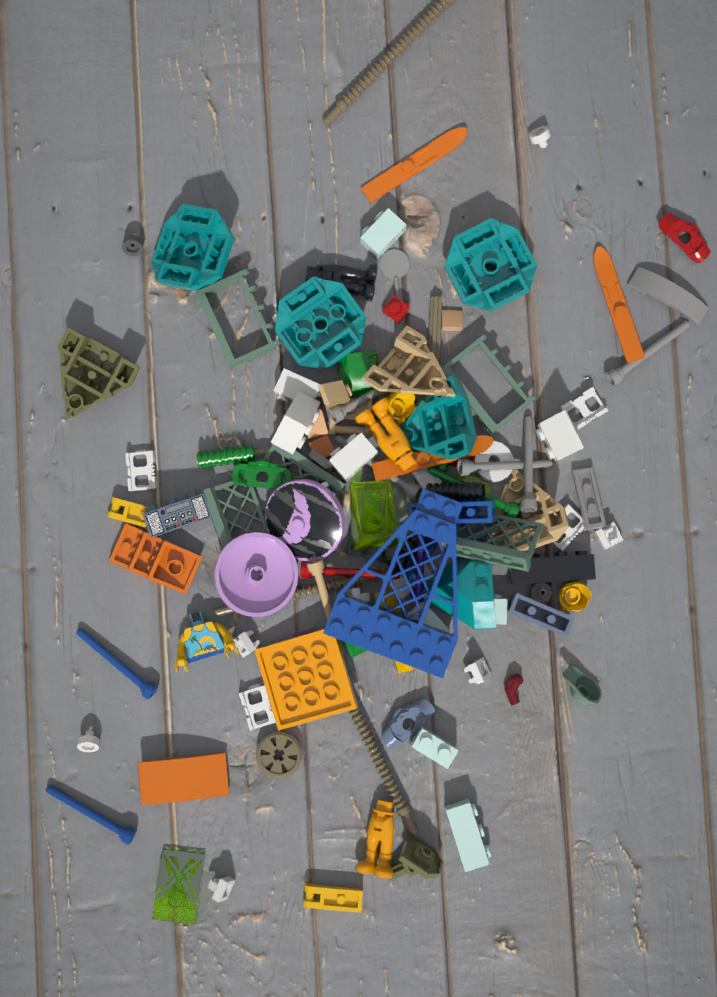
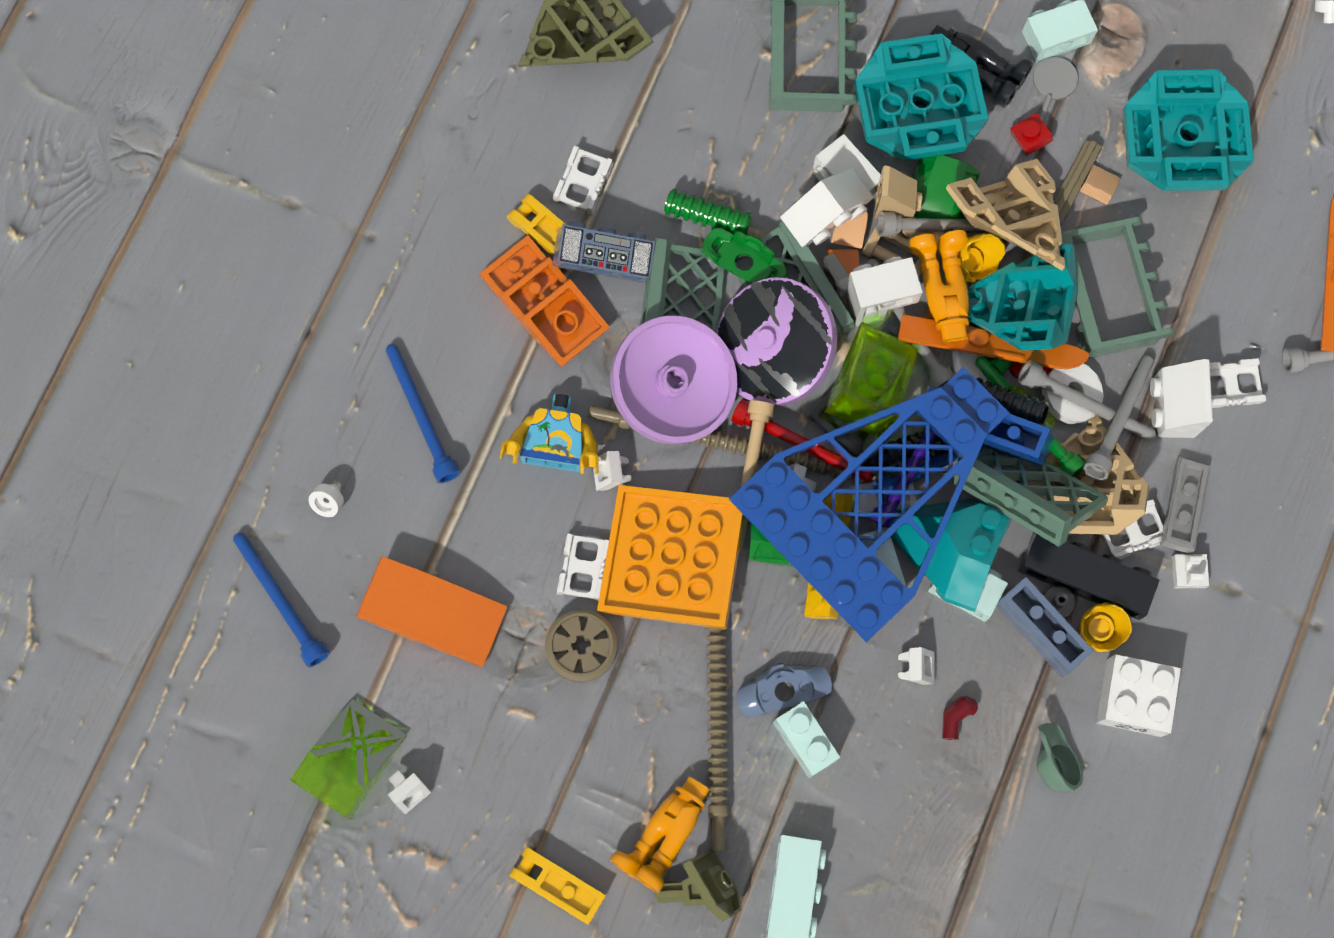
camera: 20 degrees right, 10 degrees down
(611, 627) = (1138, 695): none -> white brick

